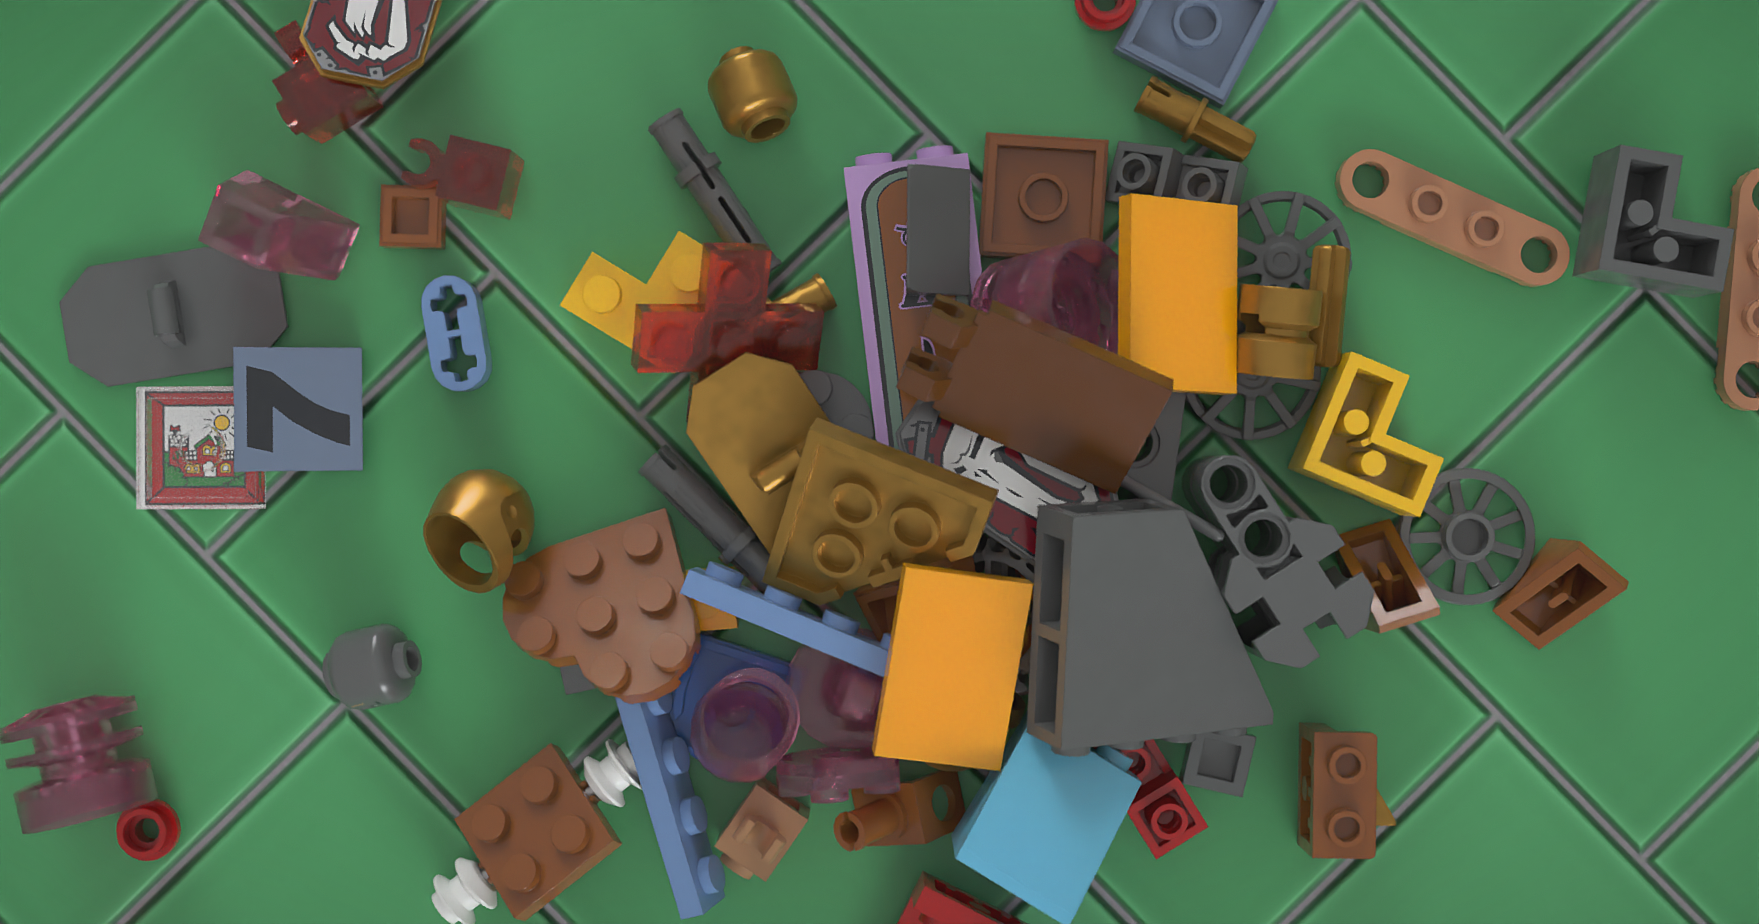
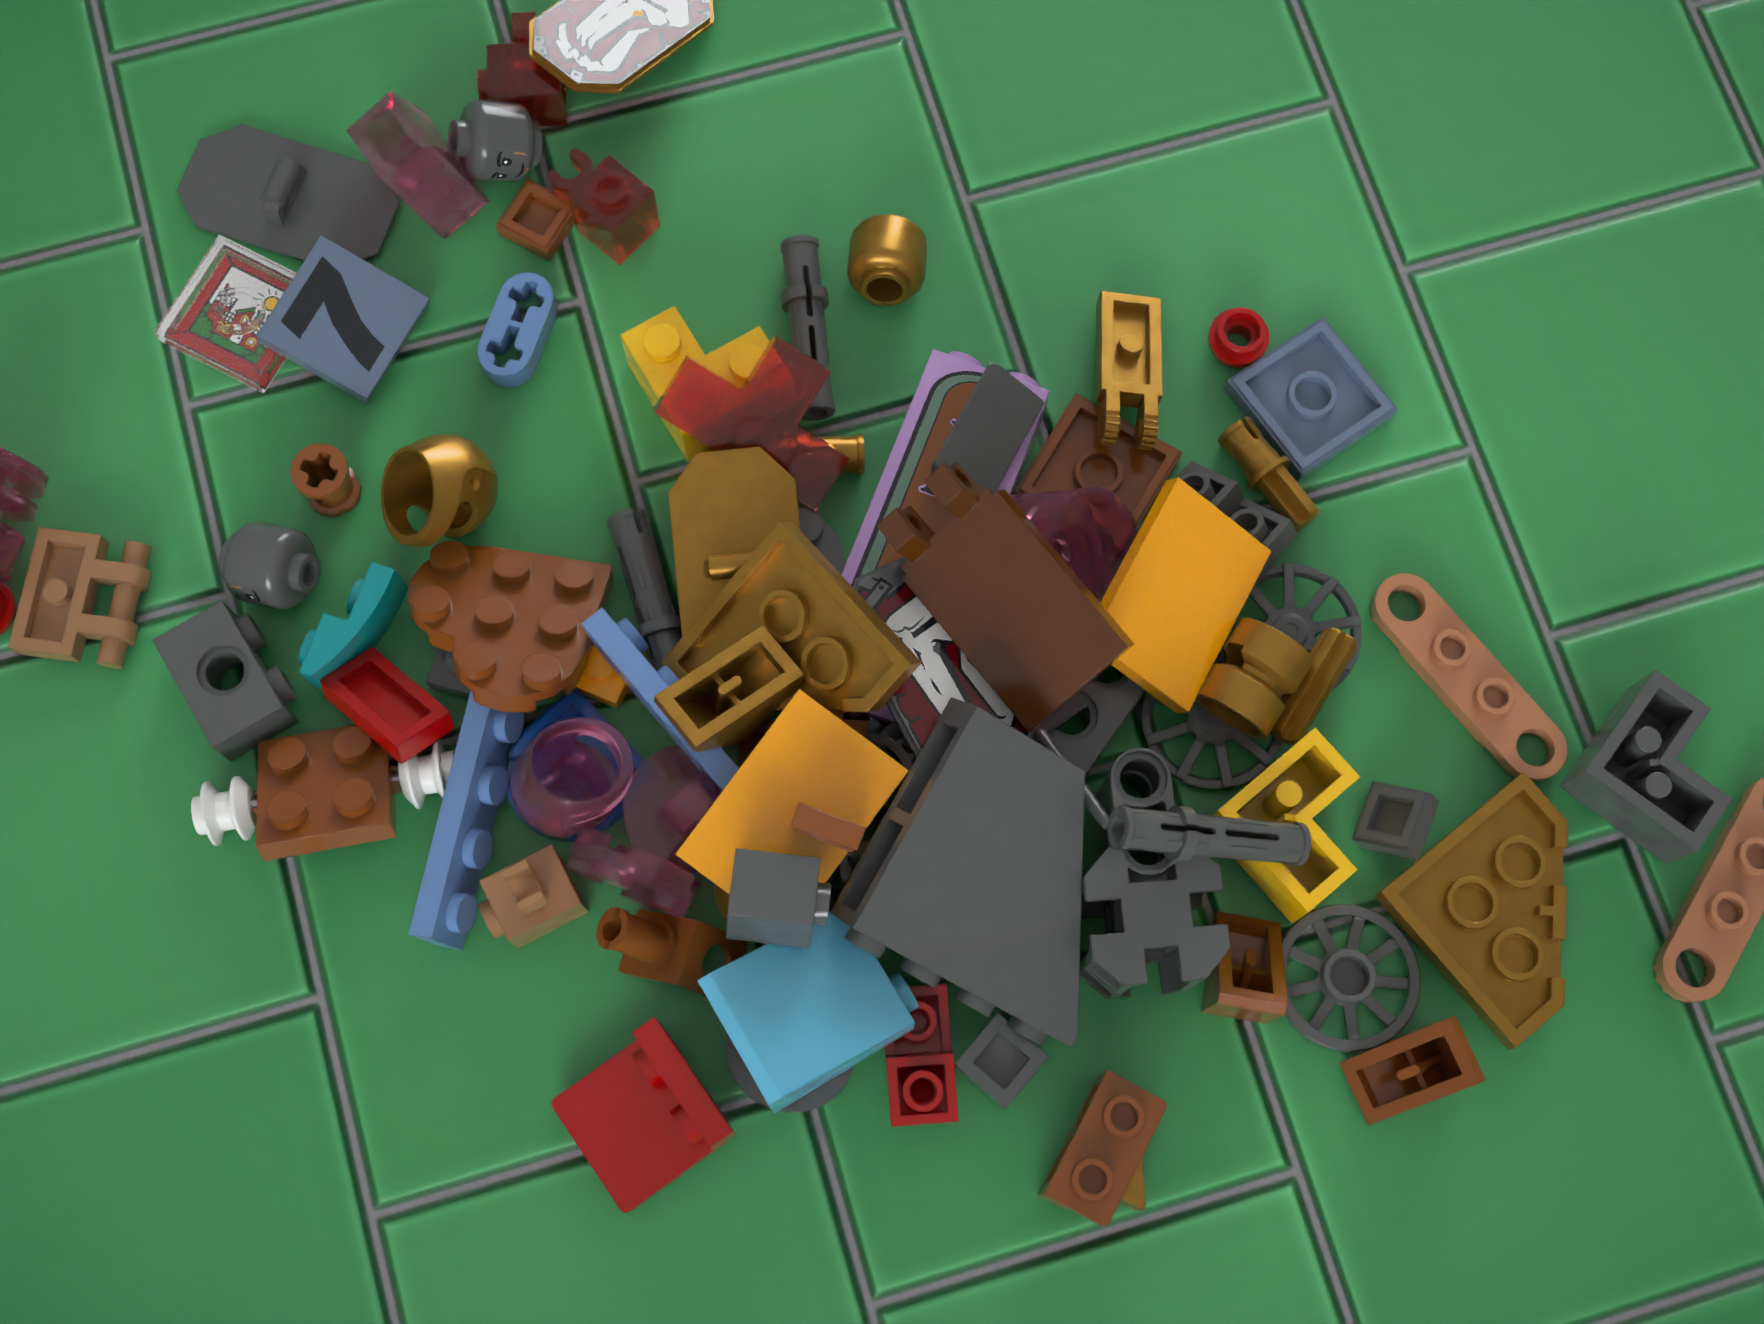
camera: 25 degrees right, 15 degrees down
(209, 785) = (62, 593): none -> medium nougat plate
(333, 167) = (496, 140): none -> dark grey head
(353, 571) = (321, 463): none -> dark orange bush
(362, 784) = (200, 656): none -> dark grey brick
(474, 703) = (371, 609): none -> teal slope
(547, 736) = (387, 705): none -> red tile
(845, 595) = (731, 692): none -> pearl gold slope
(984, 756) = (776, 898): none -> dark grey brick
(994, 675) = (827, 827): none -> dark orange tile
(1021, 83) = (1128, 364): none -> pearl gold hinge
(1258, 538) = (1184, 833): none -> dark grey pin
(1449, 383) = (1395, 820): none -> dark grey tile
(1564, 414) = (1494, 909): none -> pearl gold plate

